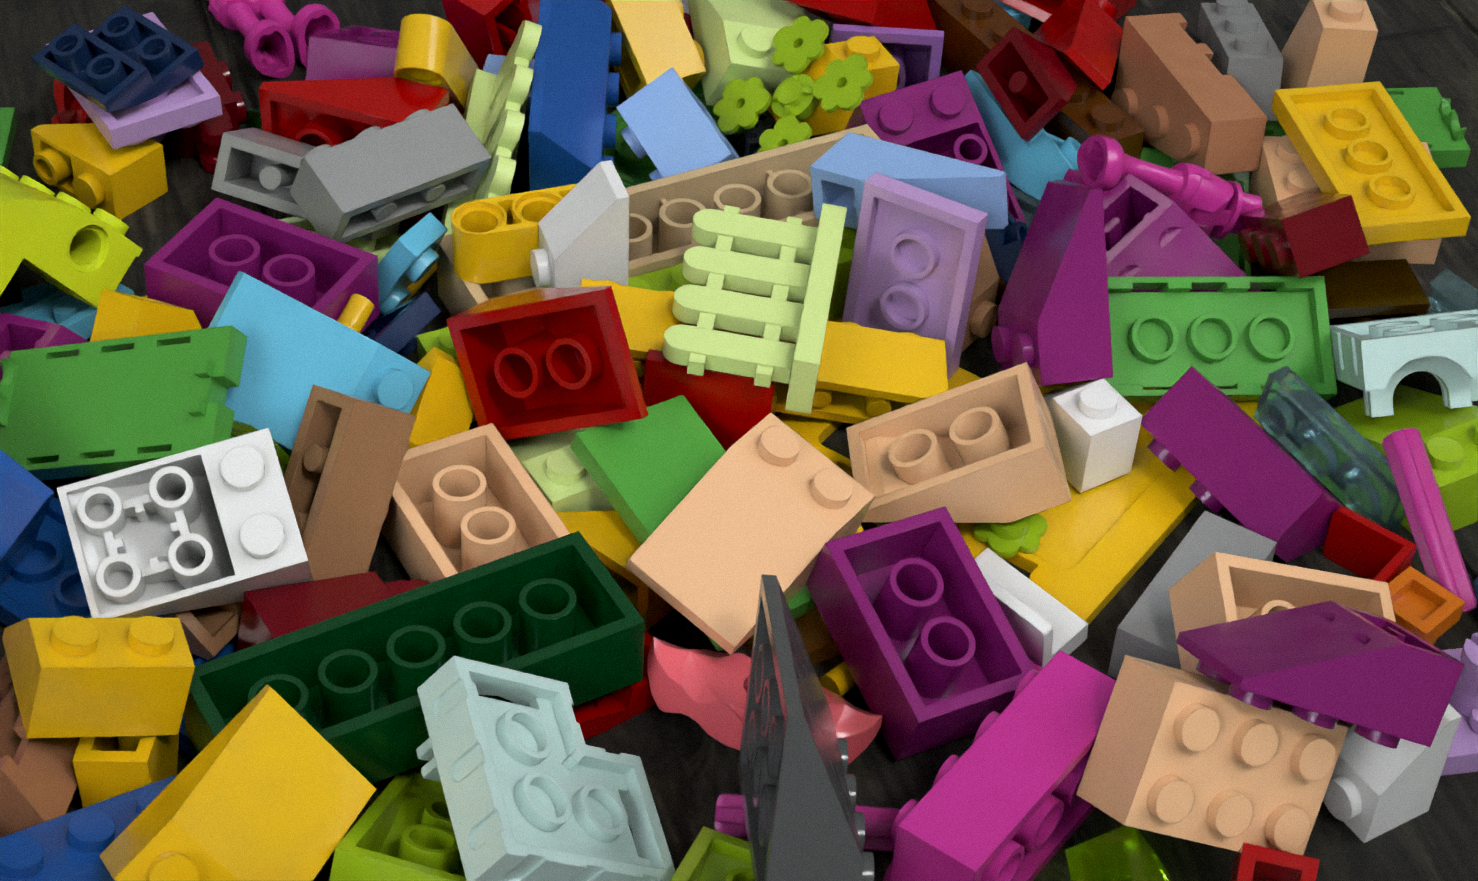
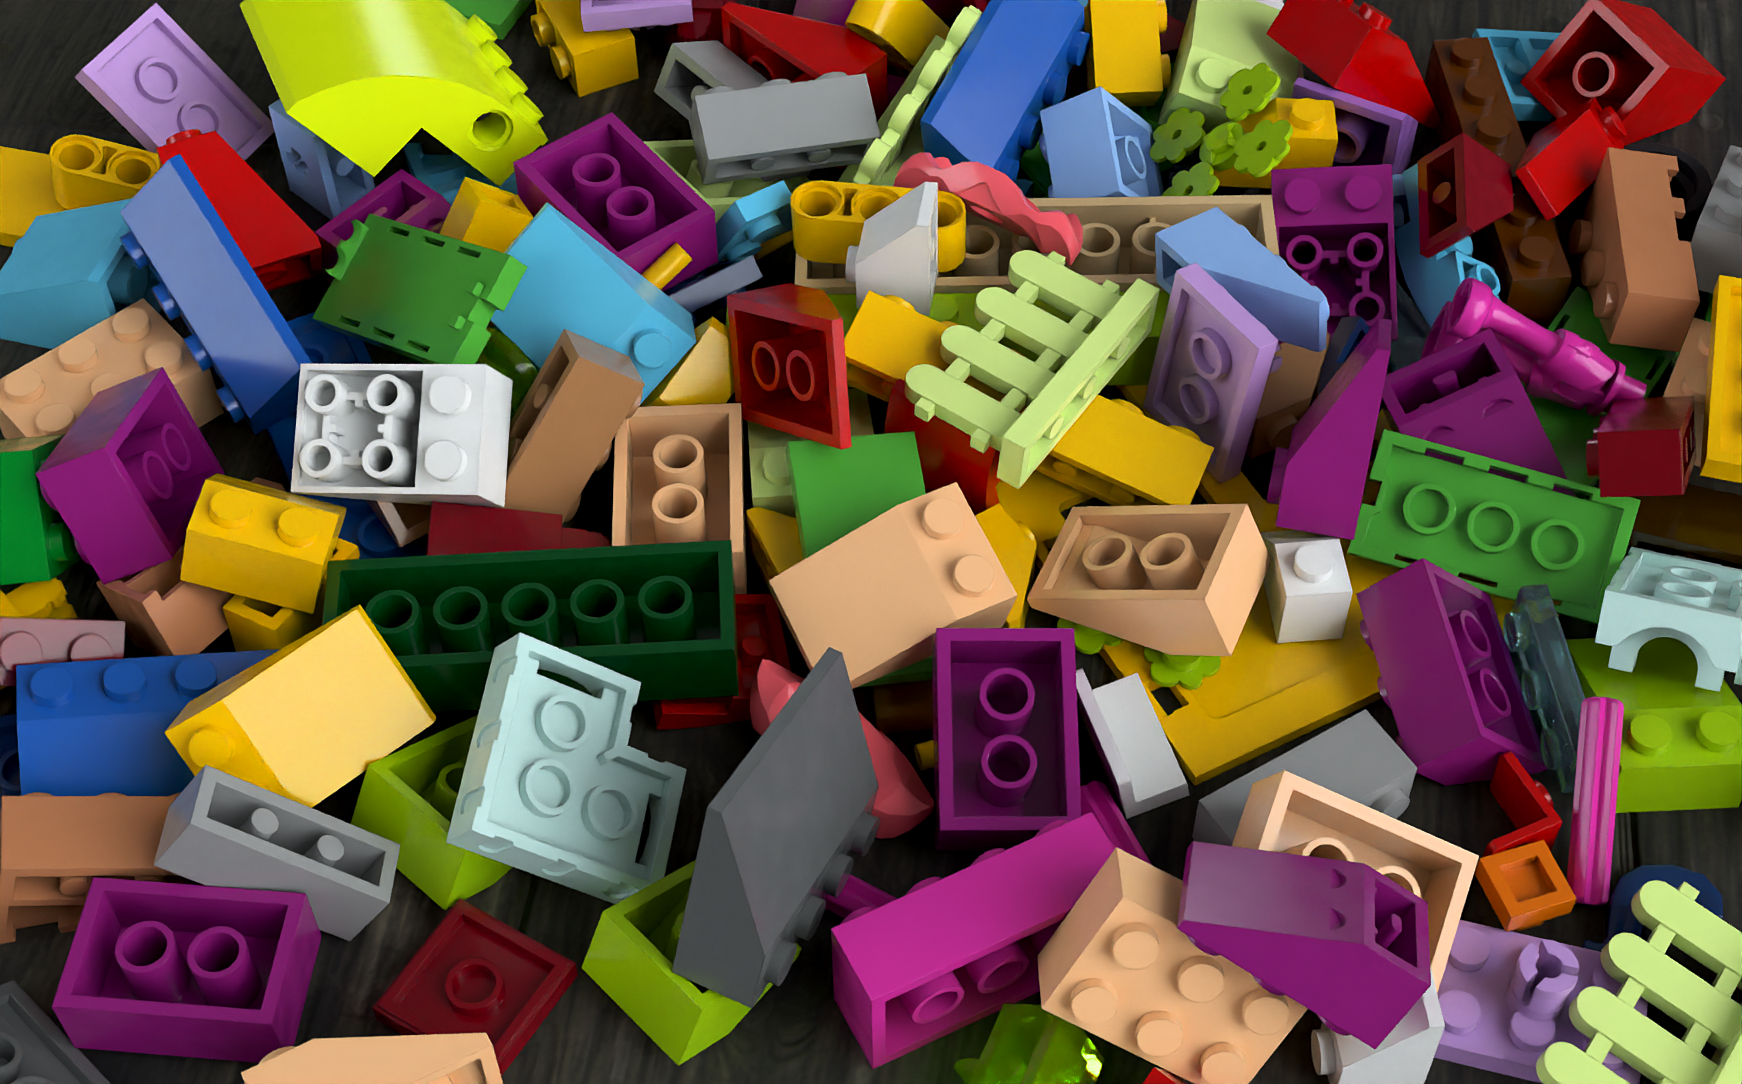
camera: 30 degrees right, 10 degrees up
(649, 176) = (997, 200): none -> coral piece

